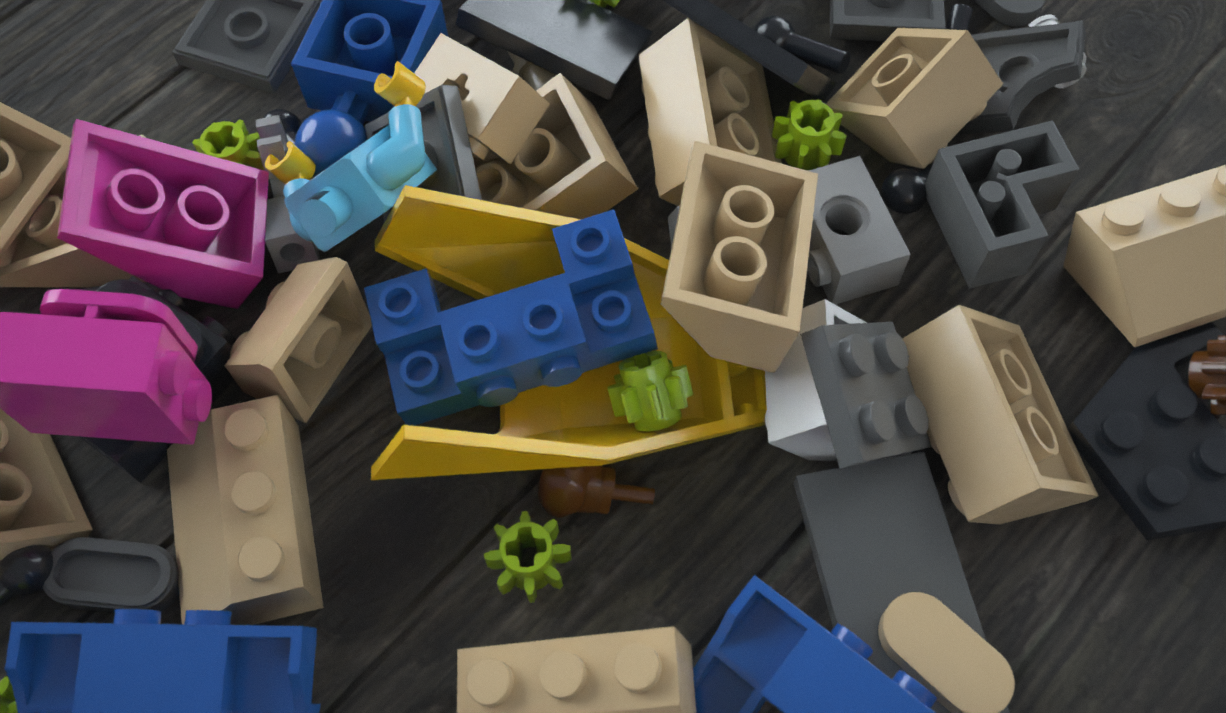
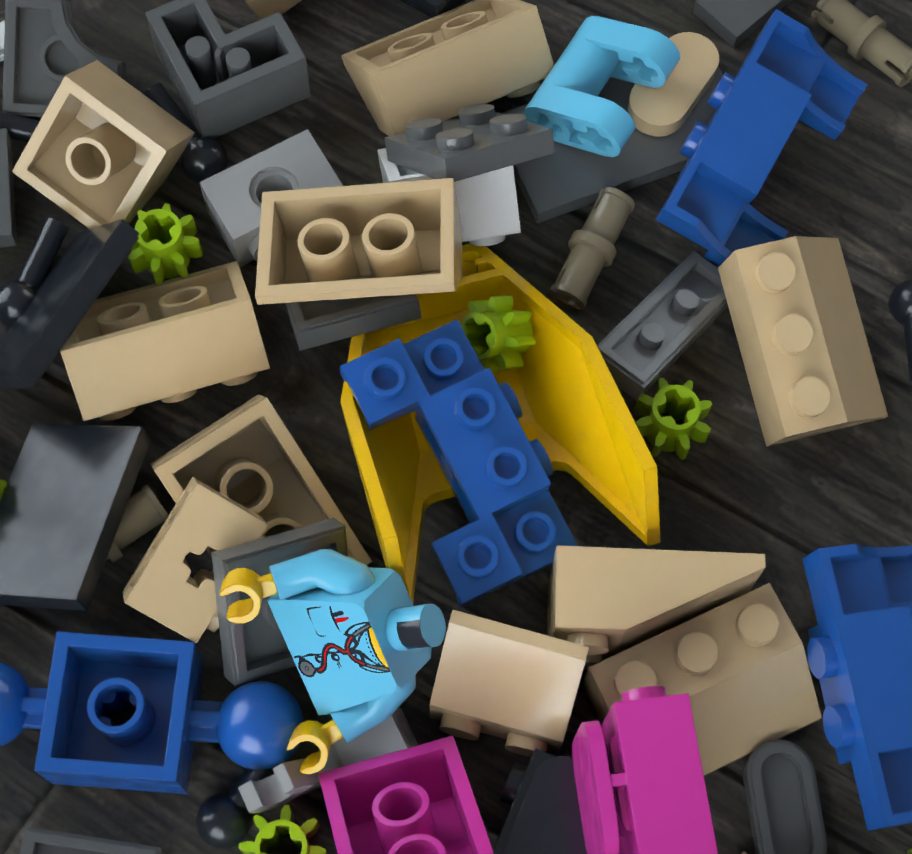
camera: 105 degrees left, 5 degrees up
(332, 429) = (630, 595): none -> tan slope
(630, 561) = (664, 325): none -> dark grey tile
(747, 523) = (592, 248): none -> dark tan pin
(948, 535) = (570, 91): none -> medium azure connector

